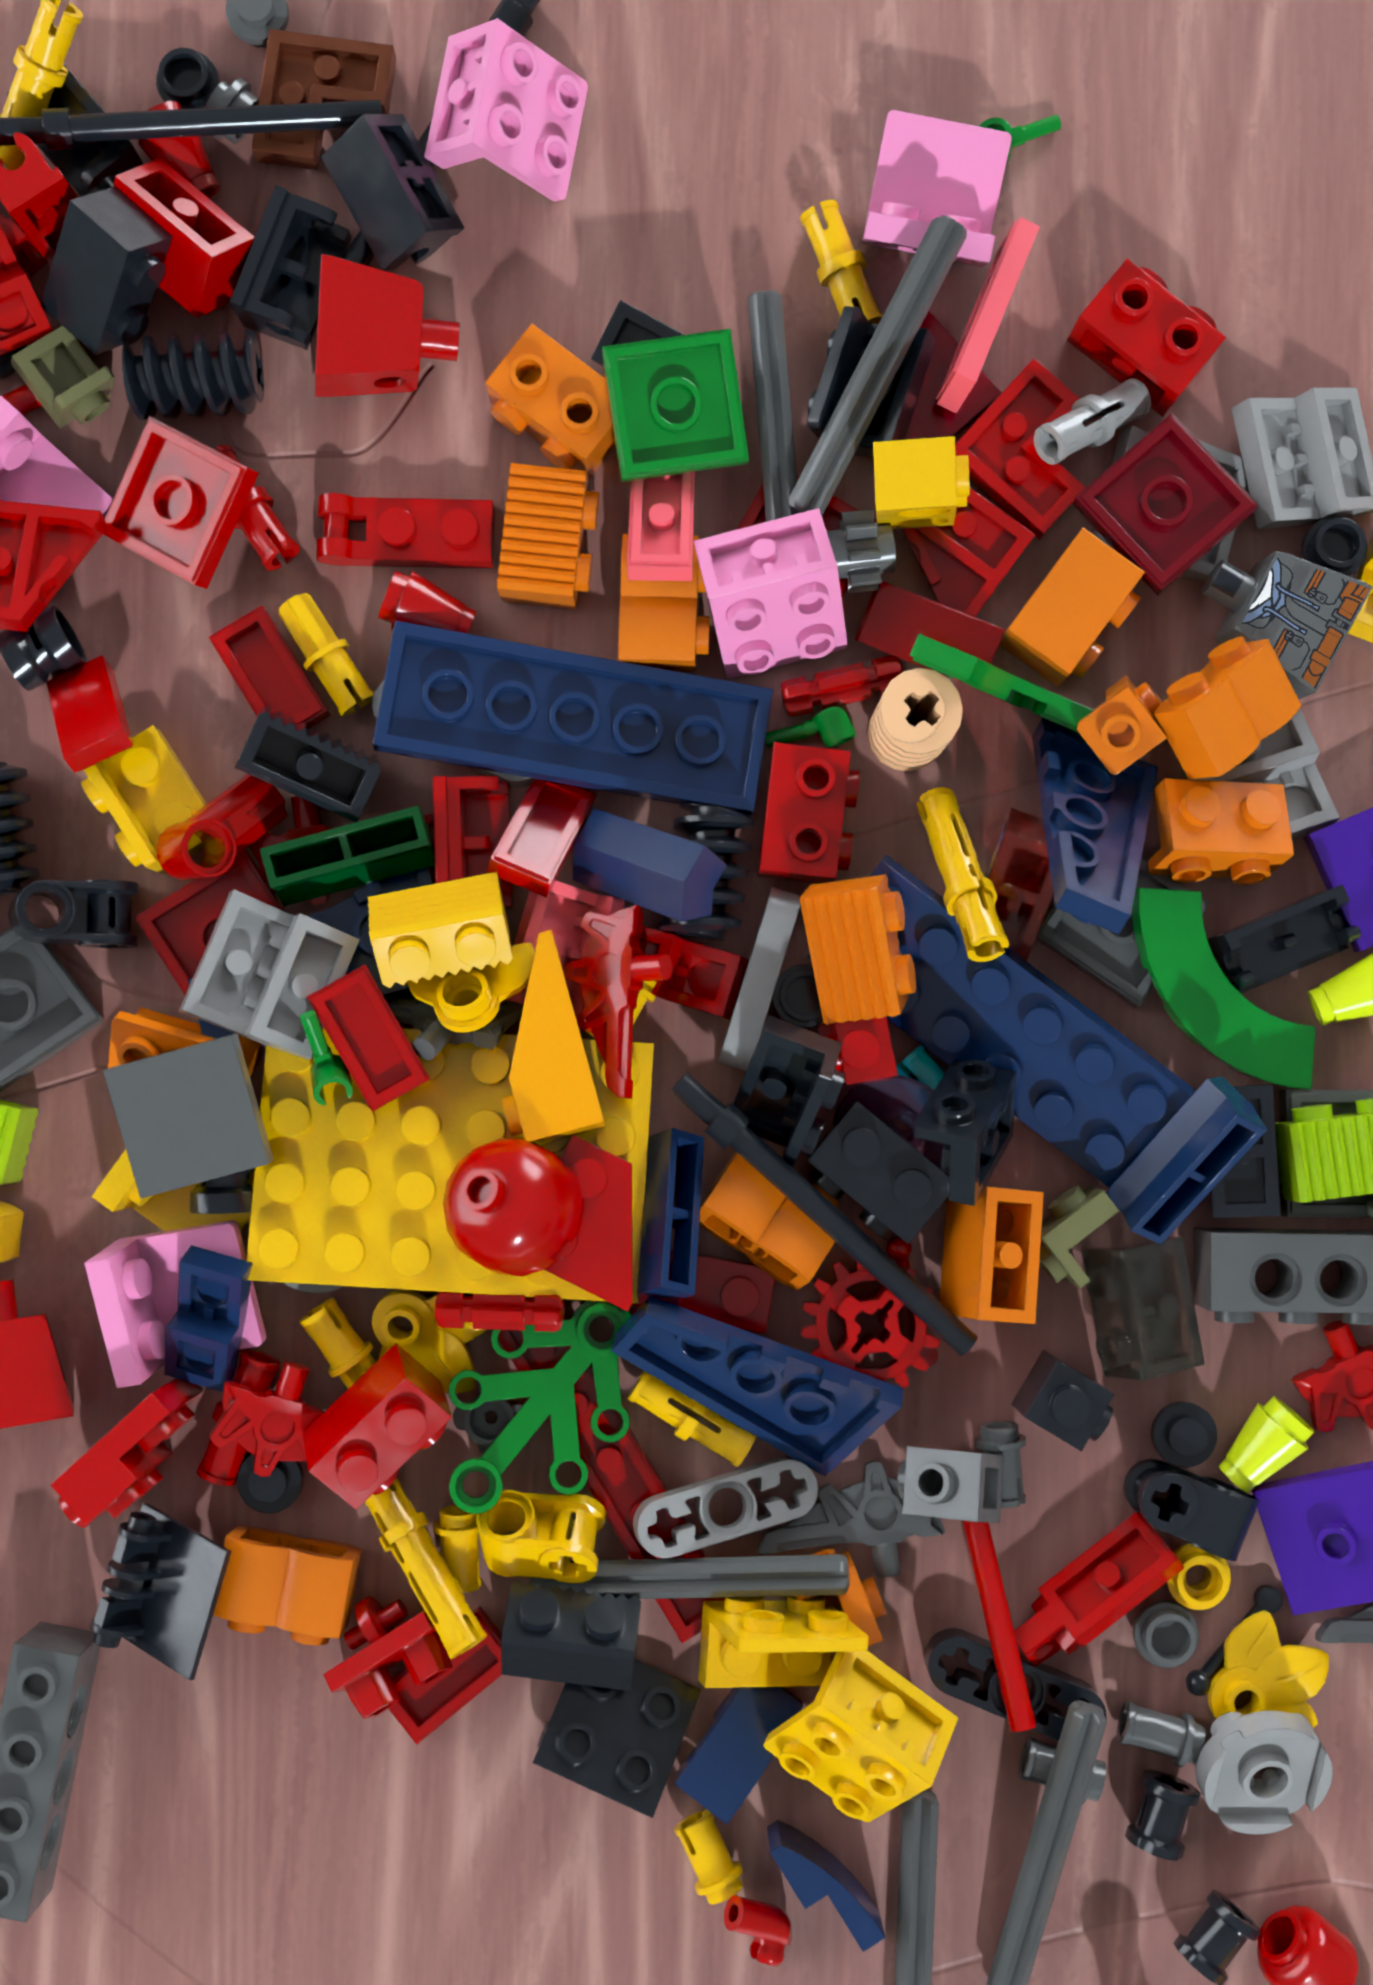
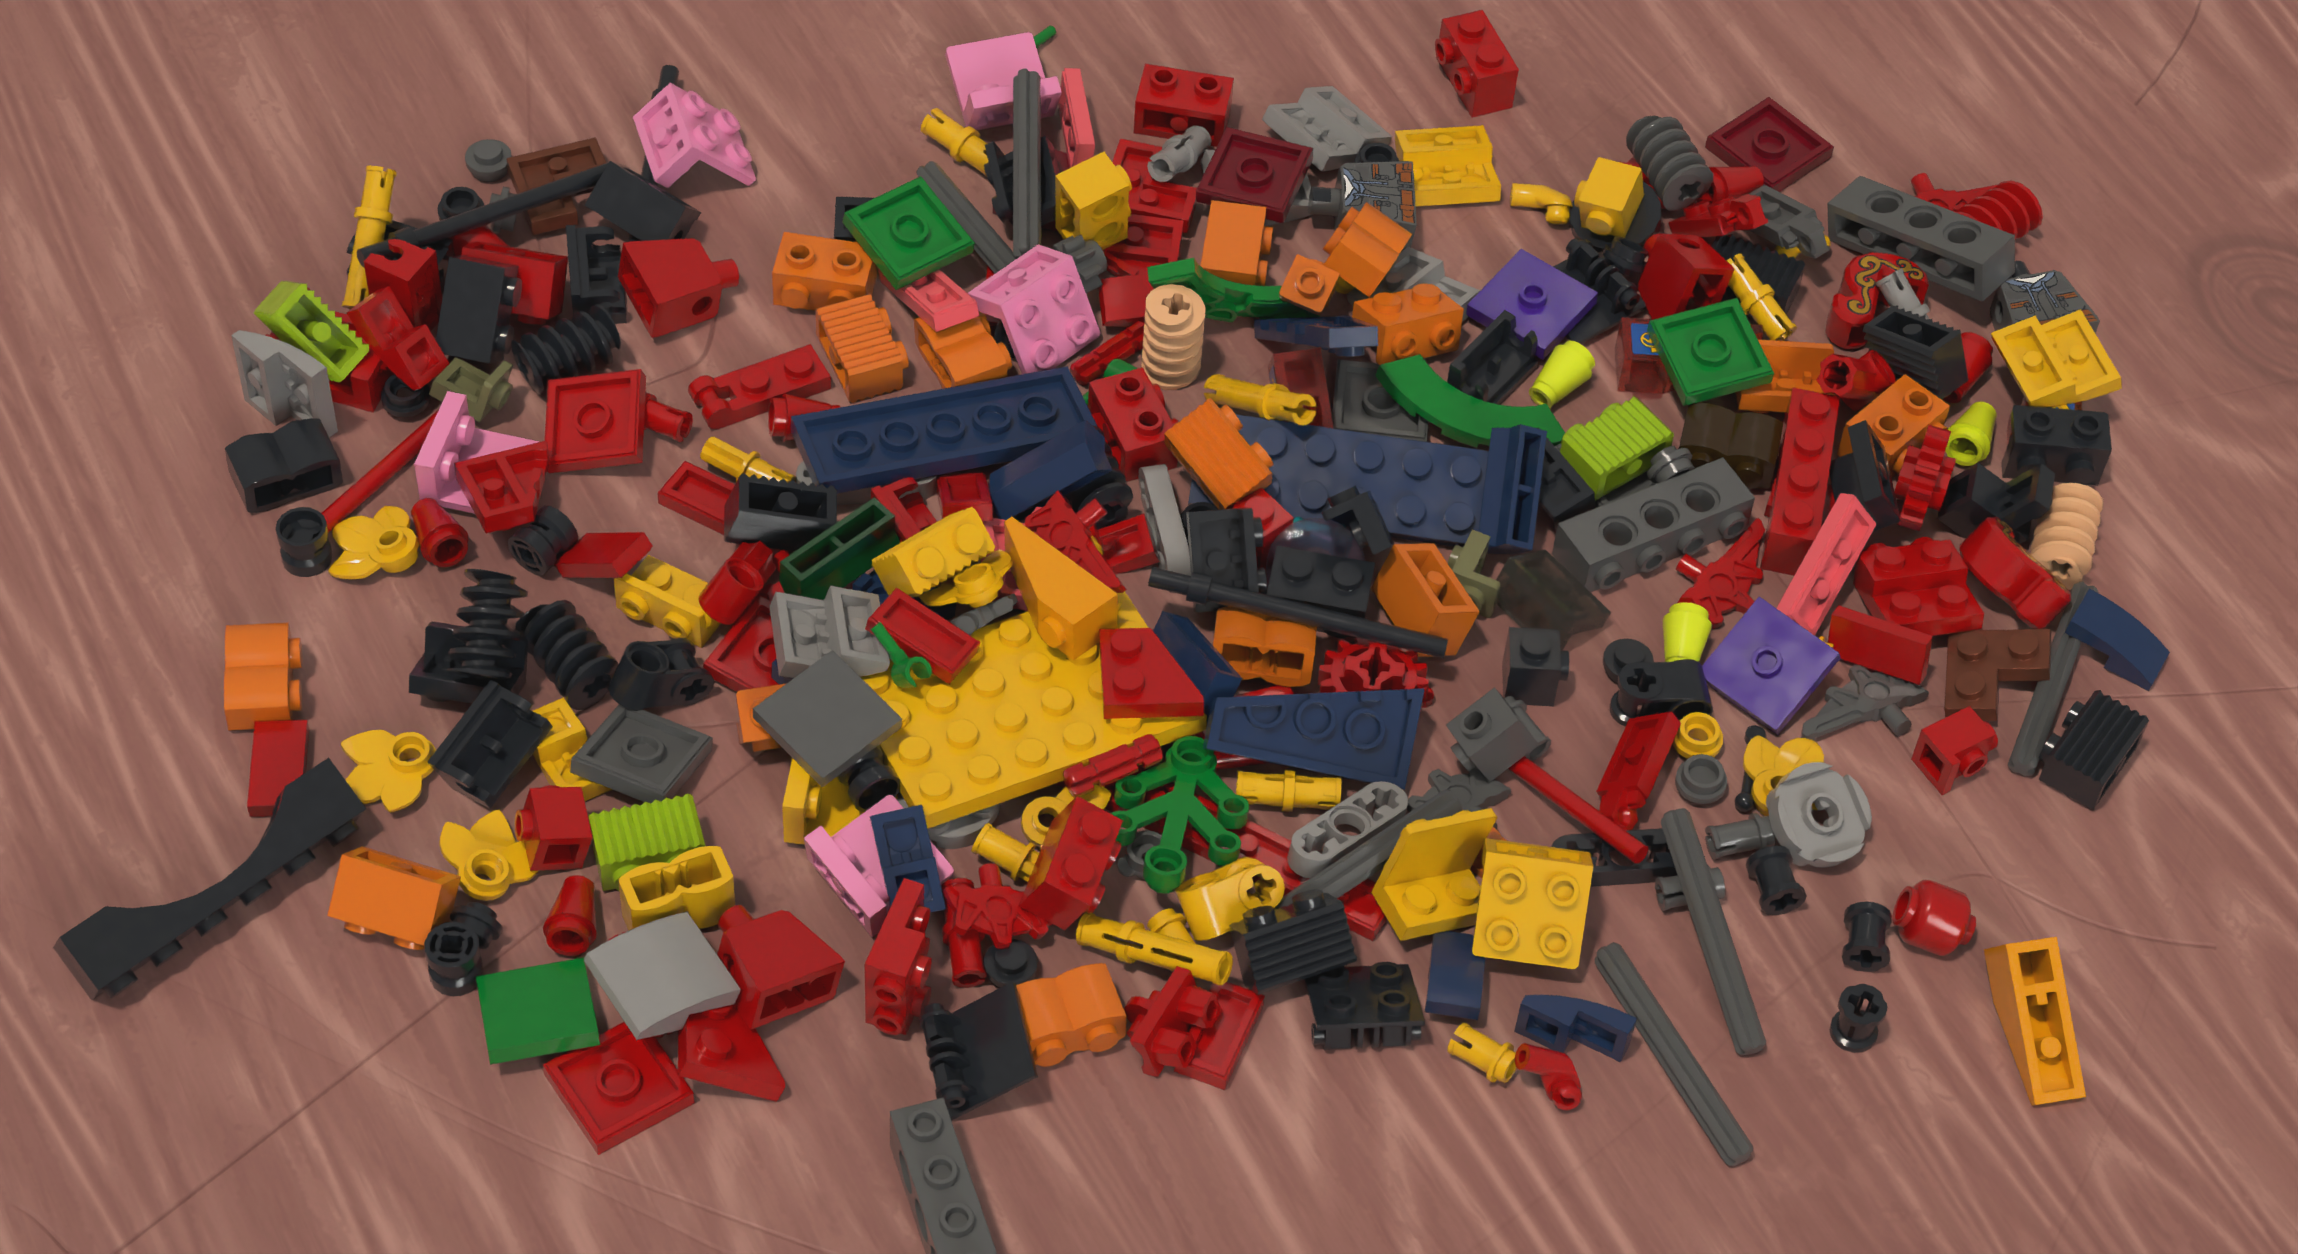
camera: 30 degrees left, 35 degrees down
(512, 1206) = (1085, 667): red cylinder -> none

